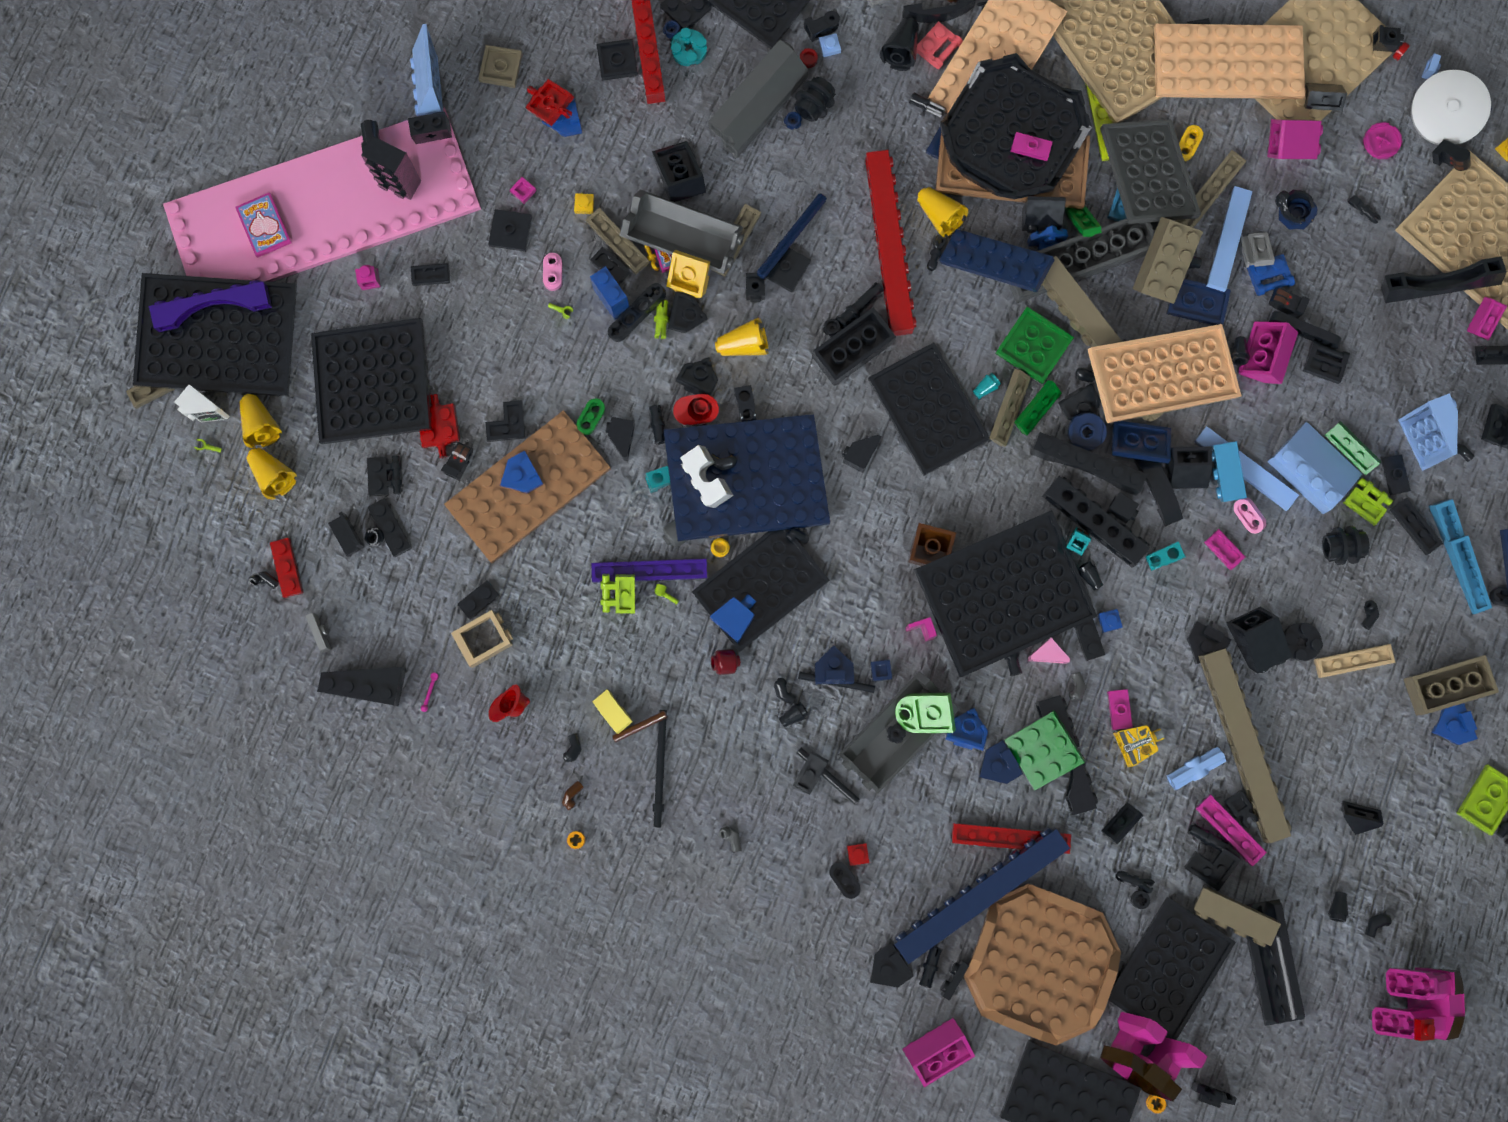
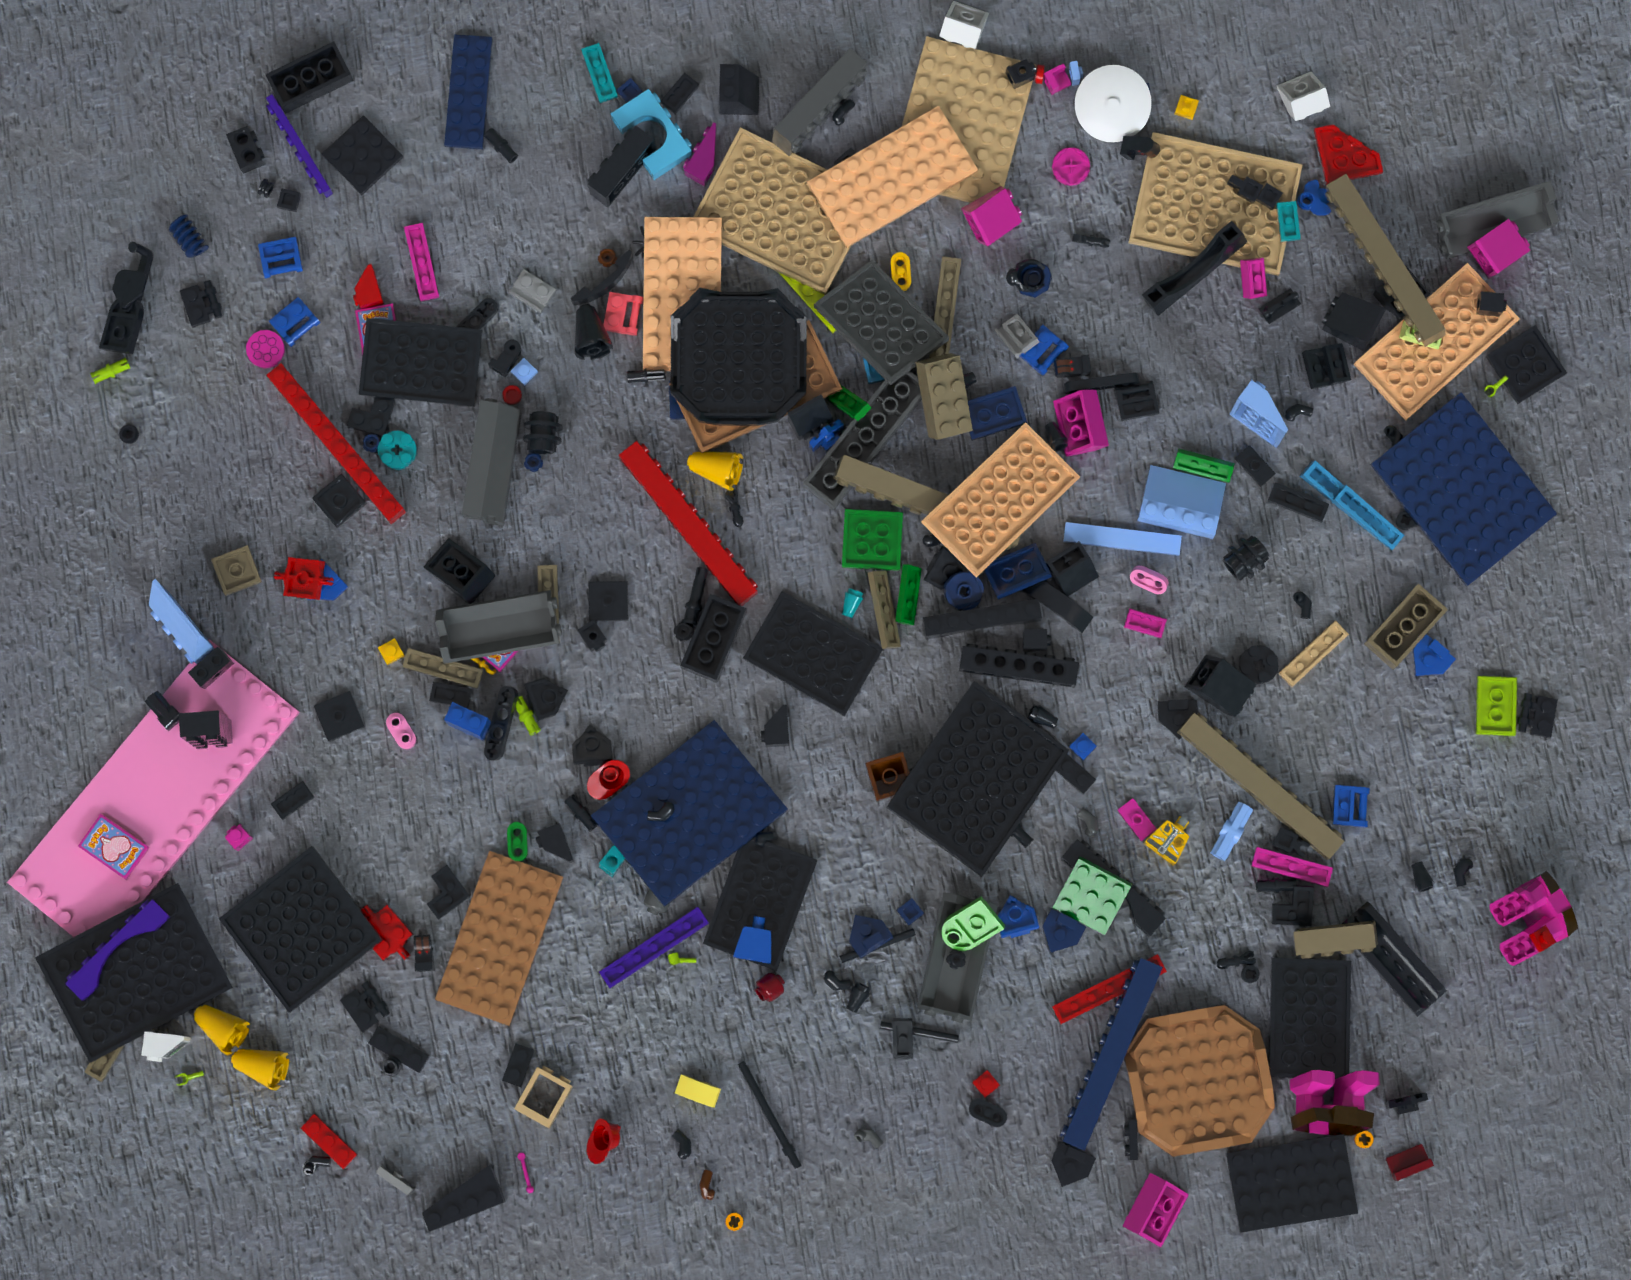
camera: 30 degrees left, 0 degrees up
(346, 534) = (364, 1079): black panel -> none
(520, 474) = (488, 931): blue plate -> none
(523, 190) = (328, 673): dark pink plate -> none
(561, 310) = (430, 761): lime hand -> none
(624, 593) = (645, 981): lime plate -> none
(639, 726) = (729, 1089): reddish brown bar -> none
(688, 274) = (527, 662): yellow plate -> none
(696, 463) = (640, 830): white arch -> none
(720, 547) = (703, 889): yellow plate -> none
(743, 340) = (612, 691): yellow cone -> none
(745, 403) = (648, 747): black leg -> none
(791, 236) = (597, 570): dark blue axle -> none
(926, 626) = (927, 850): dark pink panel -> none
(930, 967) = (1105, 1141): black pin -> none
(997, 260) = (793, 486): dark blue plate -> none
(1031, 146) = (763, 365): dark pink plate -> none
(1050, 653) = (1046, 807): bright pink slope -> none
(1078, 541) = (1013, 692): teal leg -> none
(1122, 823) = (1195, 917): black plate -> none
(1165, 556) = (1097, 661): teal leg -> none
(1228, 472) = (1107, 553): dark azure brick -> none
(1229, 239) = (987, 339): light blue tile -> none
(1307, 805) = (1344, 806): none -> blue plate
(1325, 96) = (996, 159): black panel -> none
(1361, 817) = (1396, 788): black slope -> none
(1365, 505) = (1244, 510): lime plate -> none
(1412, 63) = (1056, 79): none -> dark pink panel

